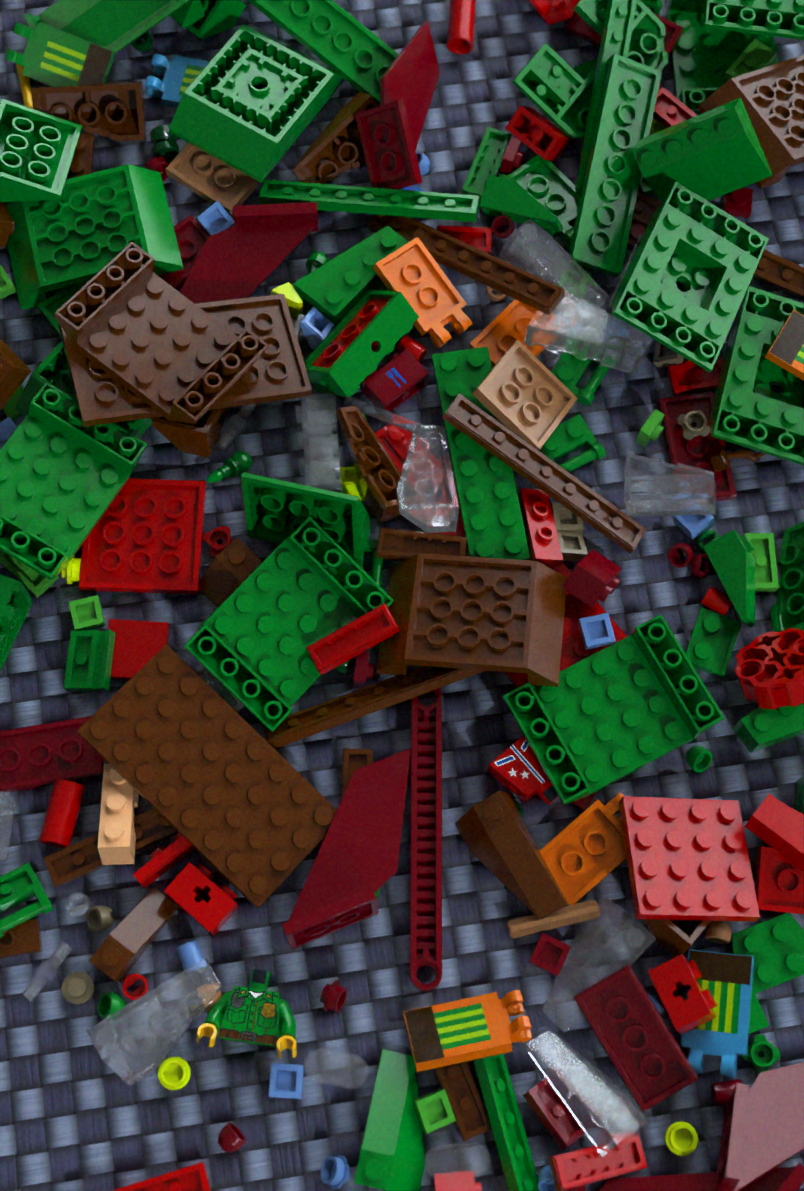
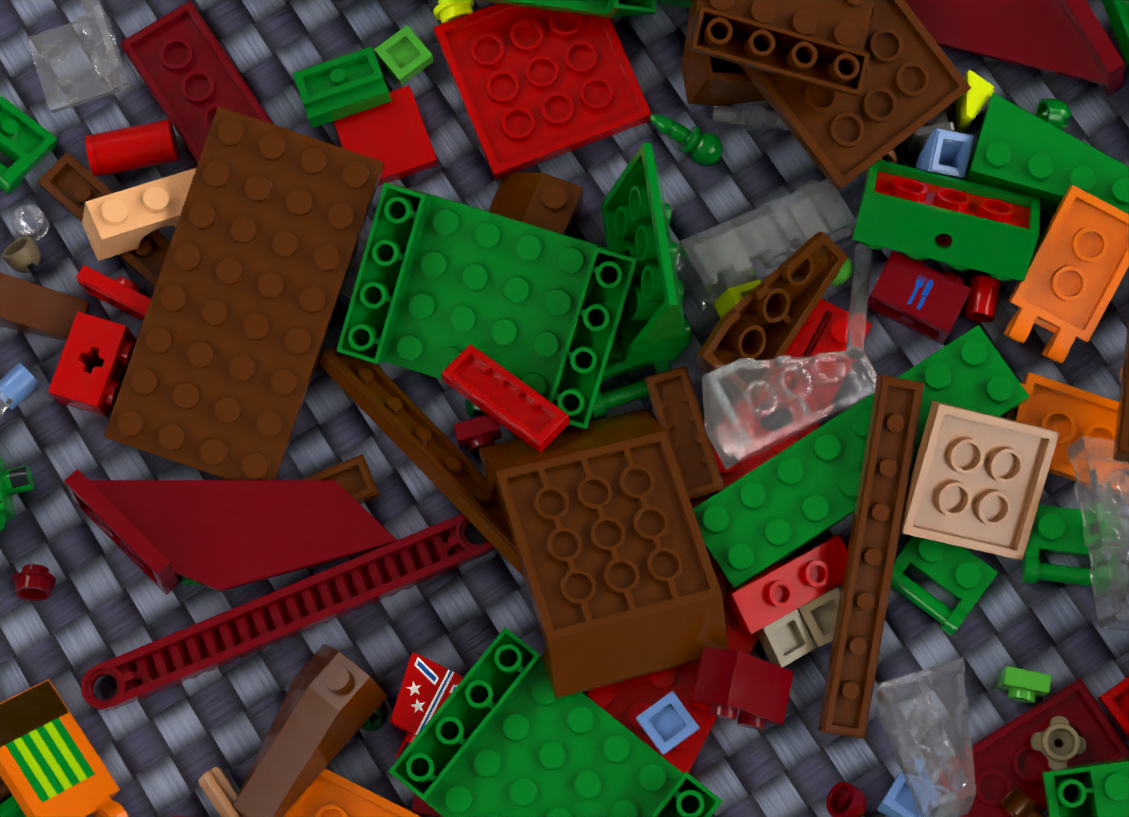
camera: 75 degrees right, 5 degrees up
(211, 538) = (580, 161): red plate -> none

